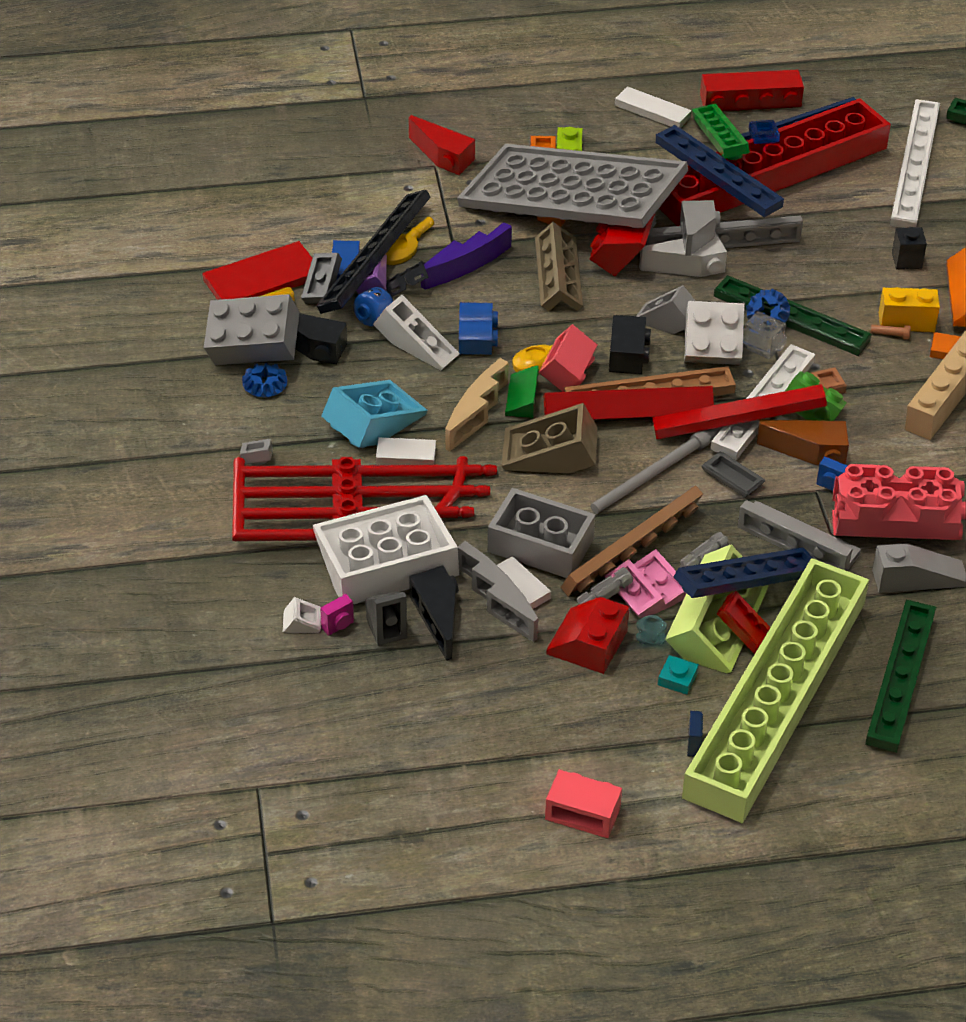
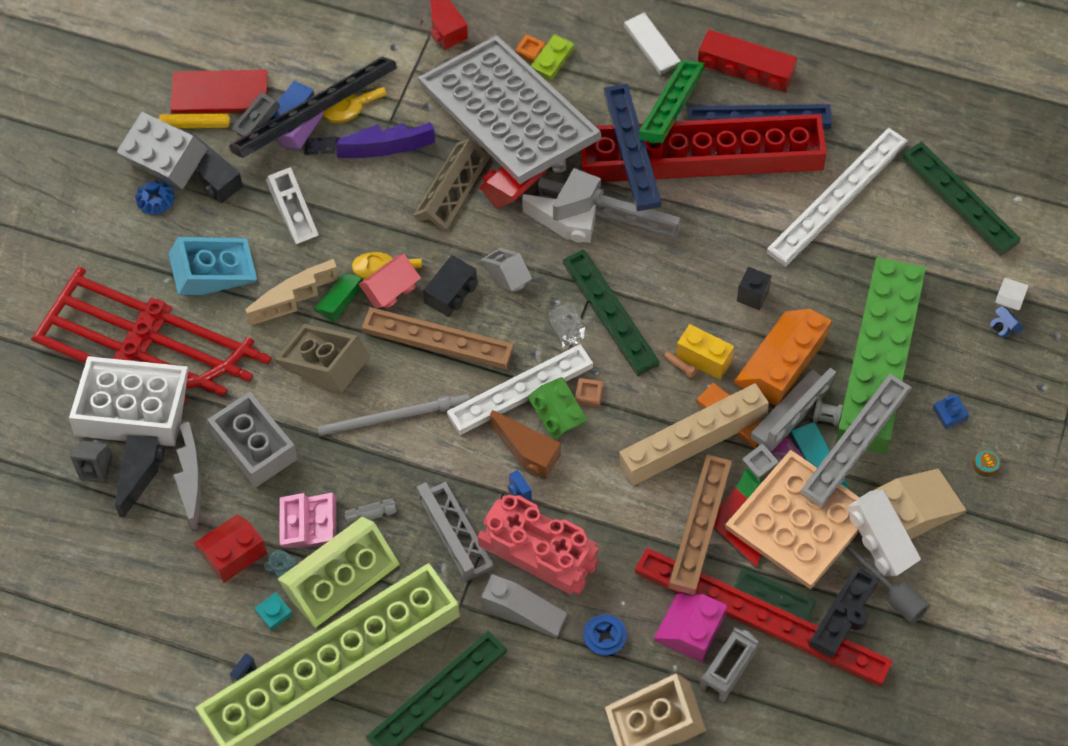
camera: 30 degrees right, 15 degrees up
(256, 452) = (101, 264): light grey plate -> none
(301, 617) = (41, 431): white slope -> none
(337, 615) = (61, 442): dark pink plate -> none
(371, 304) = (277, 159): blue head -> none
(405, 451) = (213, 313): white tile -> none
(476, 328) = (343, 217): blue brick -> none
(527, 583) = (214, 475): white tile -> none
(583, 803) = (123, 690): coral piece -> none
(608, 586) = (268, 511): light grey axle -> none
(626, 546) = (331, 475): medium nougat plate -> none
(631, 402) = (410, 346): red tile -> none
(714, 332) = (517, 308): white brick -> none
(733, 474) = (446, 448): dark grey tile -> none
(739, 411) = (484, 395): red tile -> none
(742, 572) = (367, 553): dark blue plate -> none
(743, 621) = (344, 590): red plate -> none
(764, 131) = (705, 119): clear blue tile -> none
(773, 298) = (591, 310): blue gear -> none

